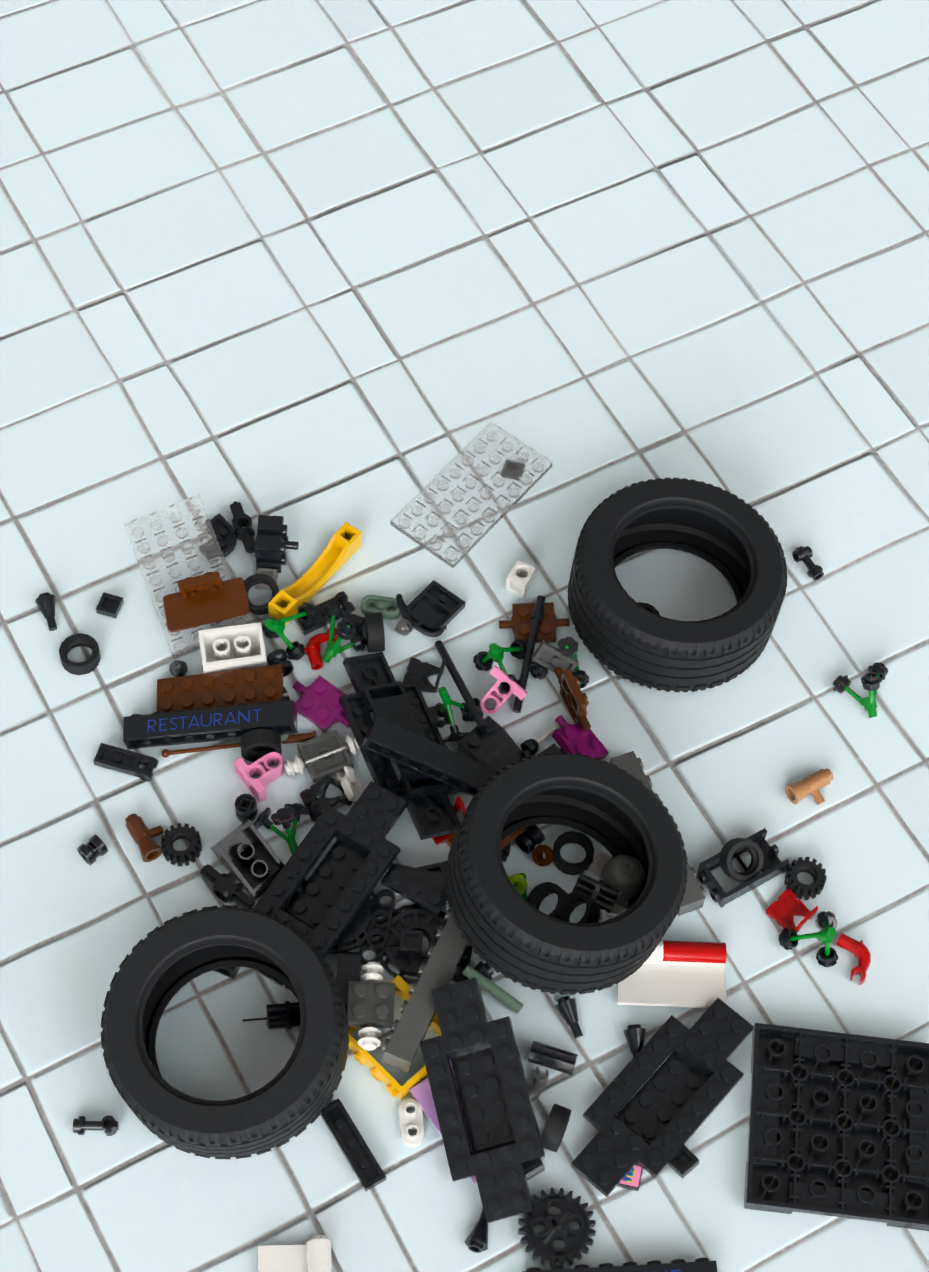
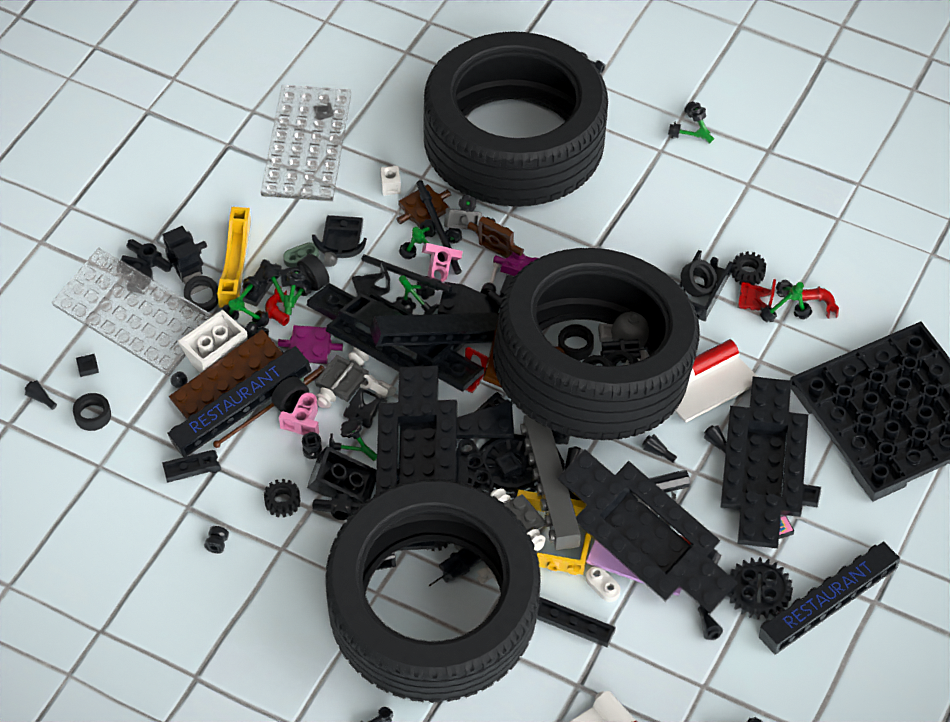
camera: 30 degrees left, 5 degrees down
(143, 837) = (249, 509): reddish brown piece -> none
(205, 601) = (166, 318): reddish brown bracket -> none
(493, 989) = (608, 463): sand green piece -> none
(555, 1127) = (709, 518): black tyre -> none
(809, 784) = (705, 207): medium nougat piece -> none

